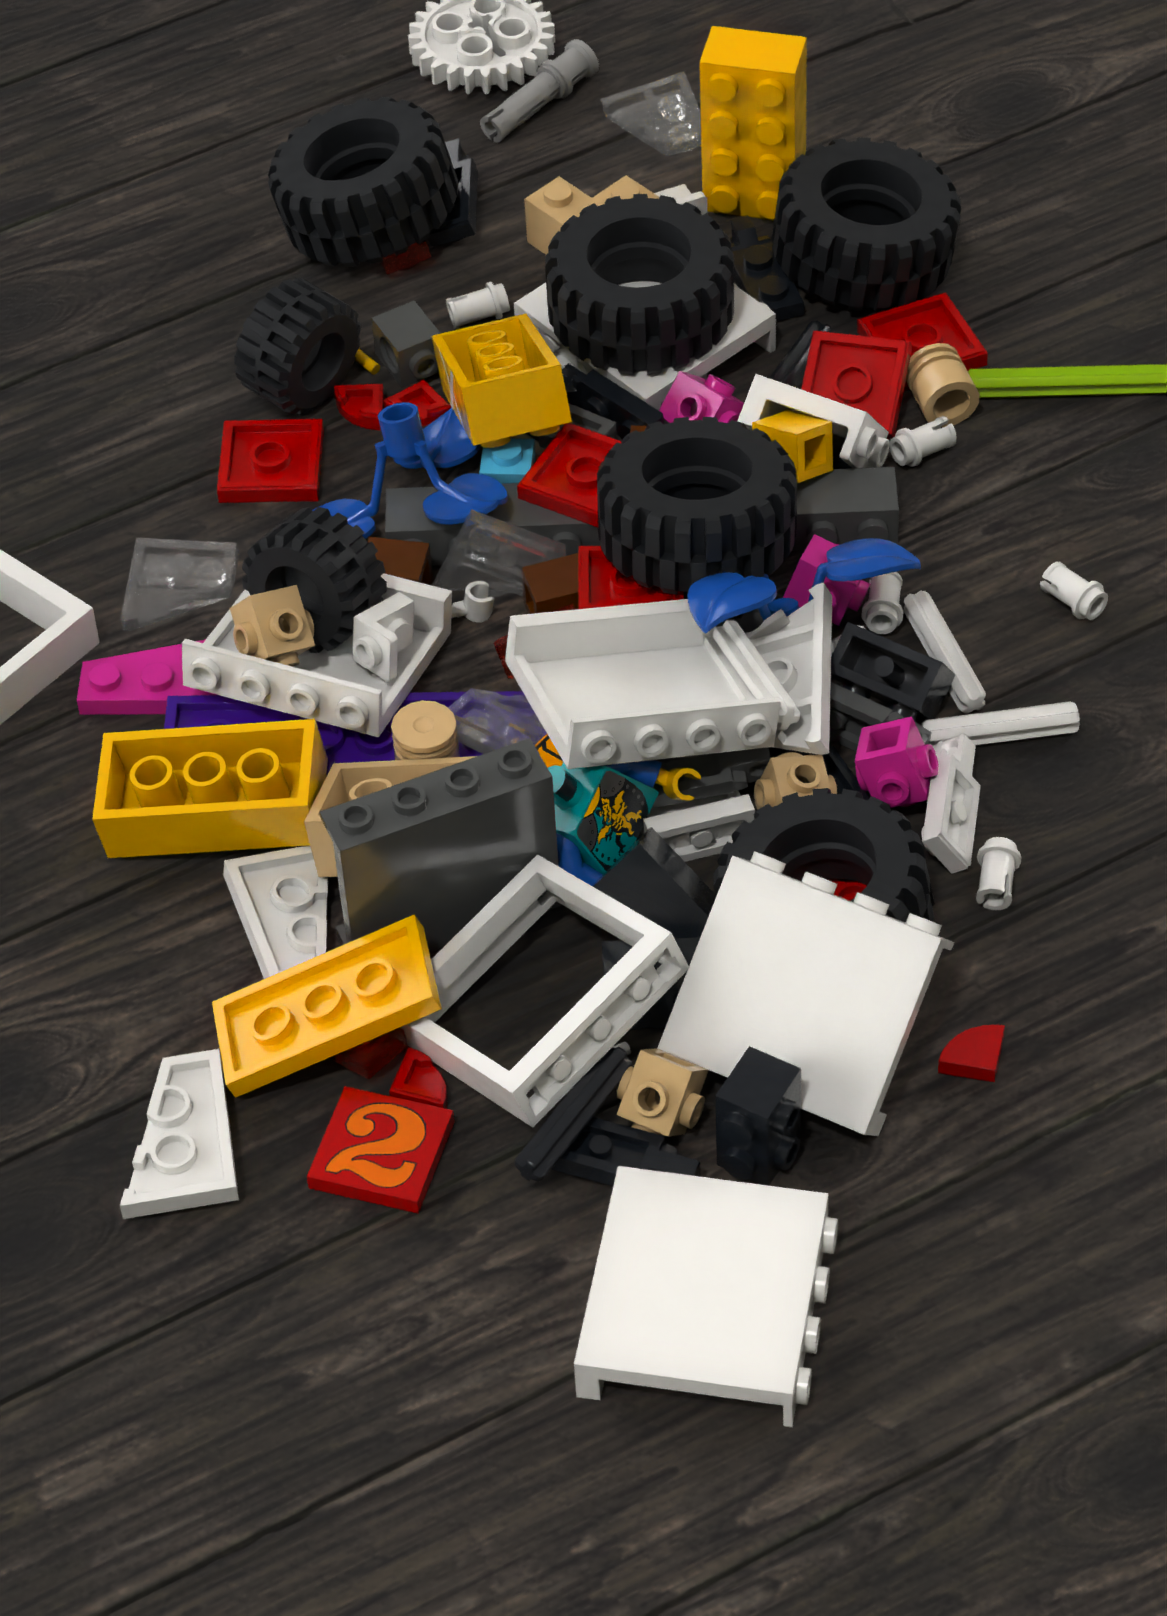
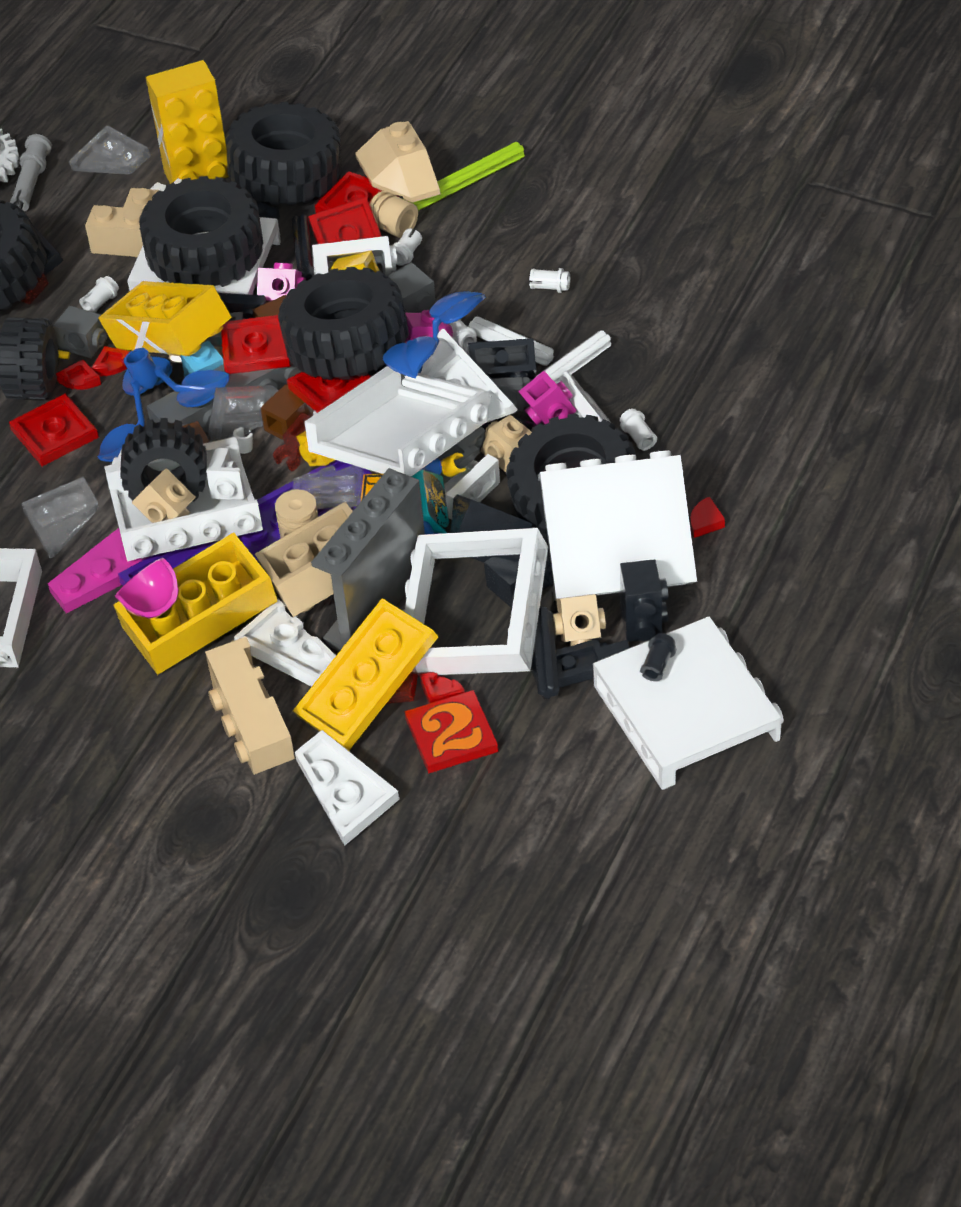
camera: 35 degrees left, 0 degrees up
(139, 741) = (150, 590): none -> dark pink helmet
(156, 963) = (247, 707): none -> tan wedge
(697, 1208) = (660, 650): none -> black pin
(1010, 315) = (399, 163): none -> tan wedge

